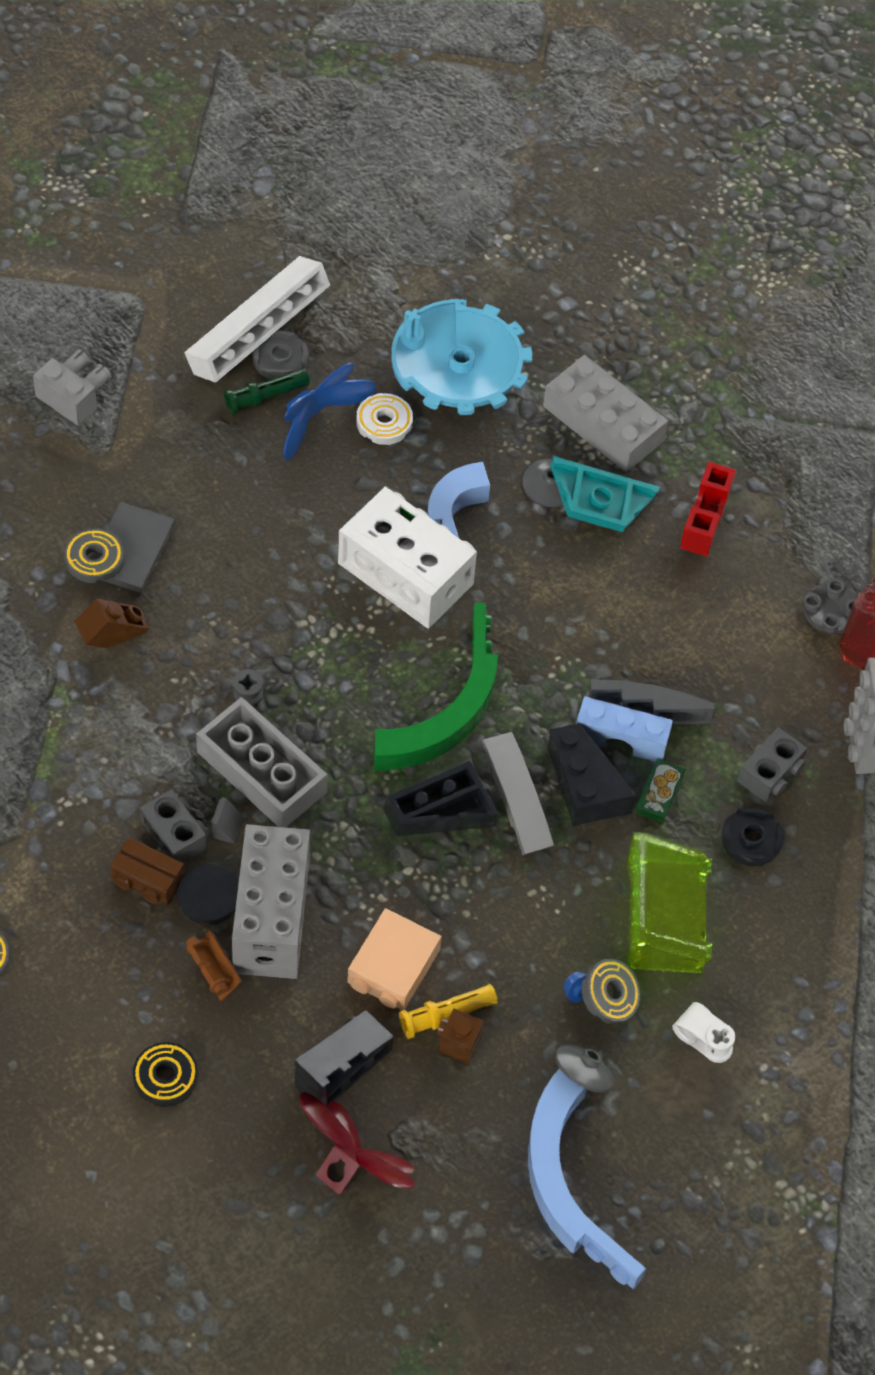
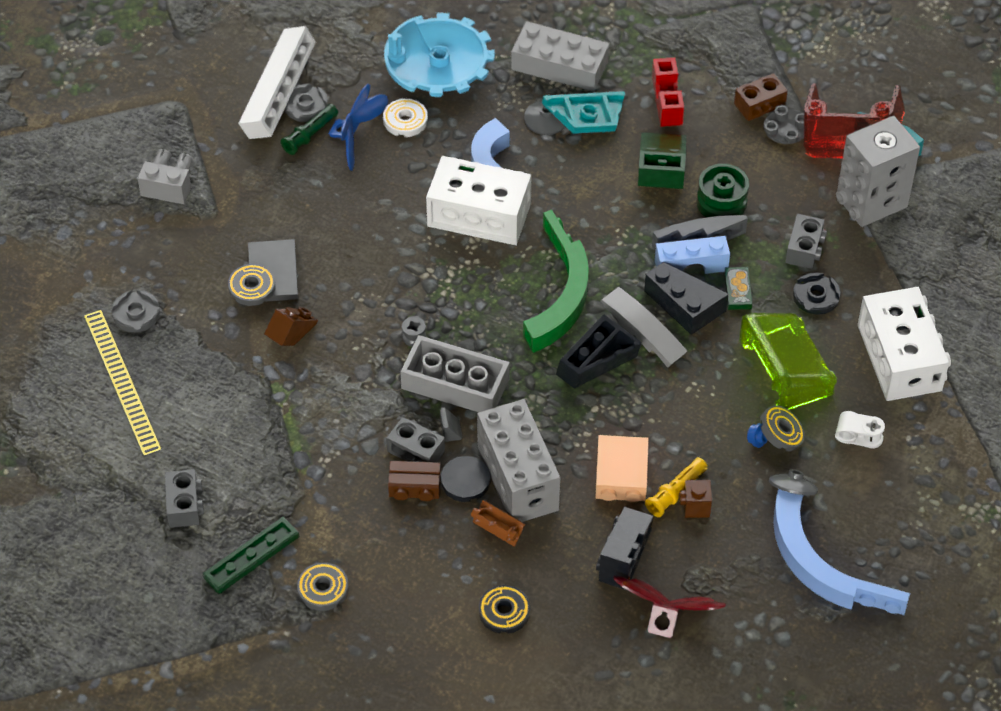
camera: 20 degrees left, 5 degrees down
(655, 591) = (662, 160): none -> dark green slope
(704, 662) = (722, 191): none -> dark green wheel
(817, 947) = (903, 343): none -> white piece
(820, 560) = (760, 96): none -> reddish brown brick

